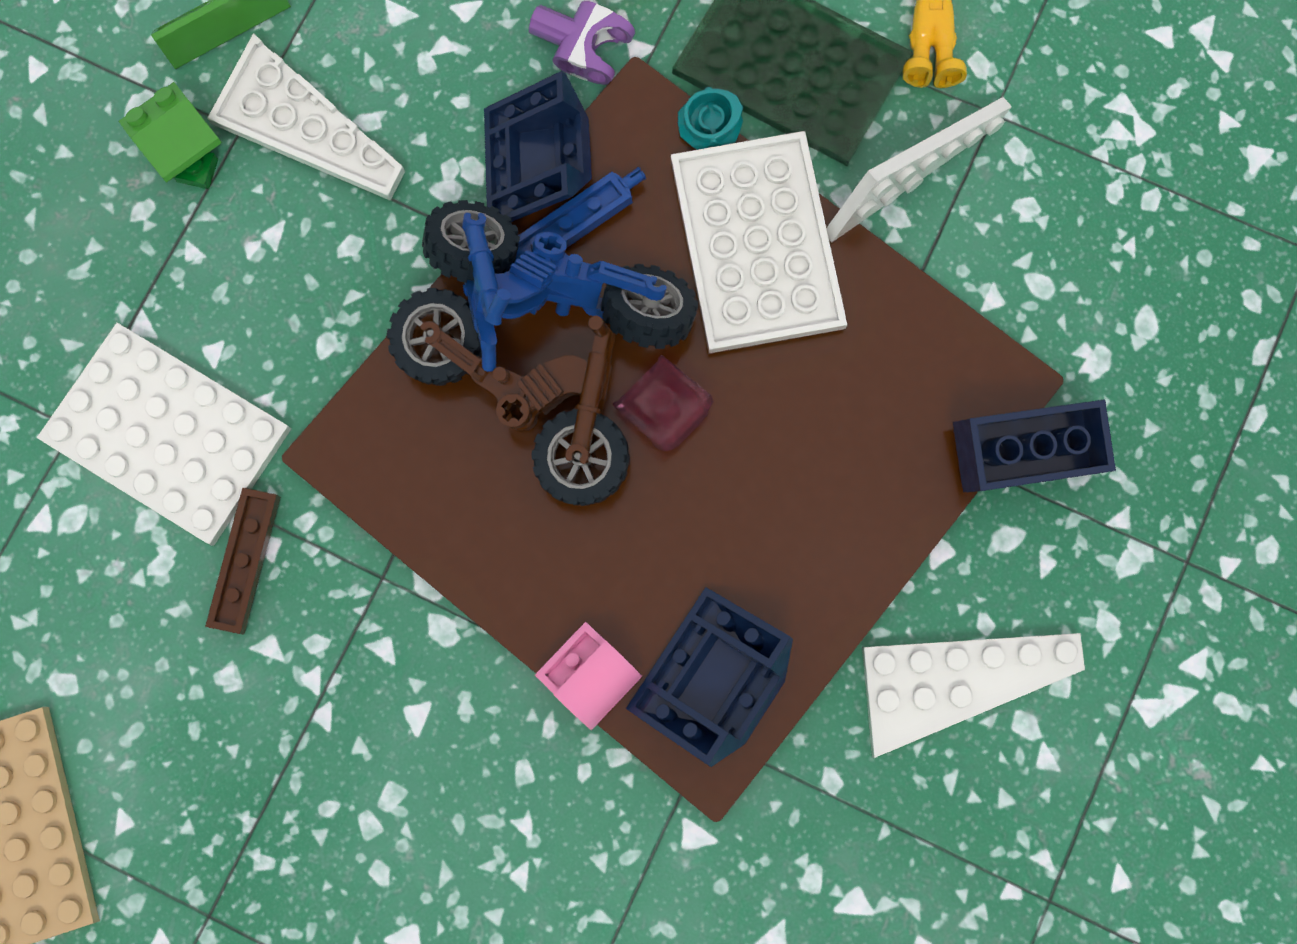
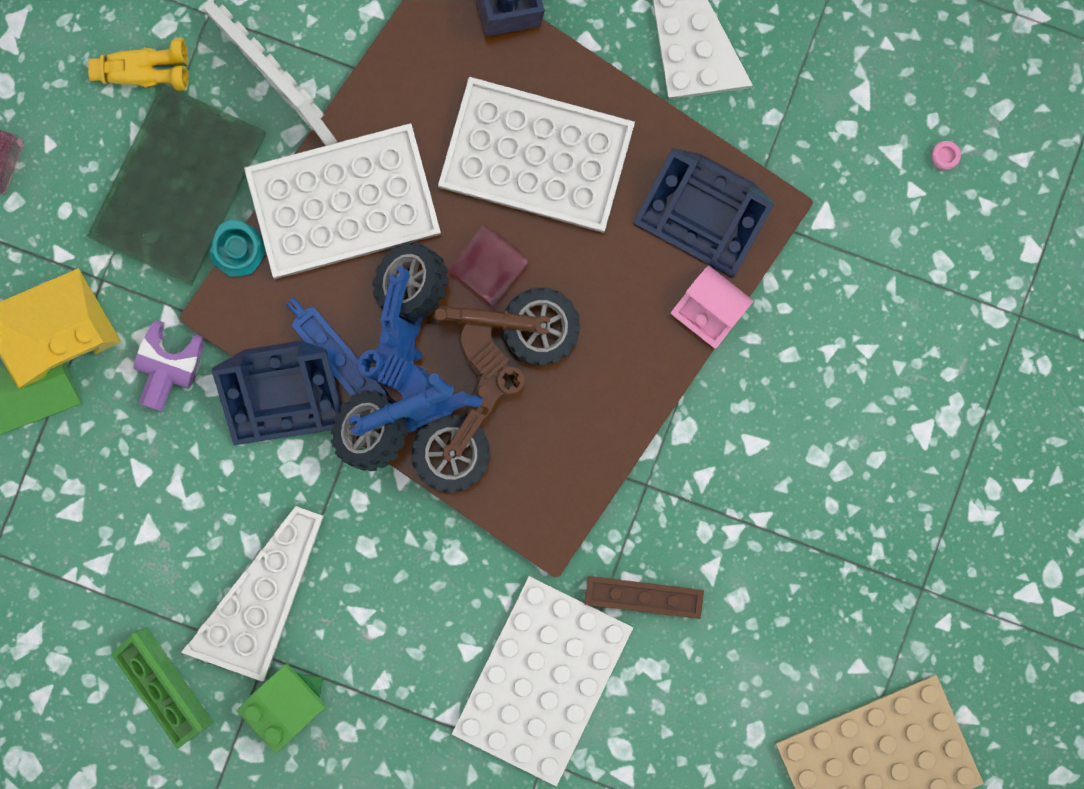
camera: 100 degrees left, 5 degrees up
(799, 475) = (536, 154): none -> white plate

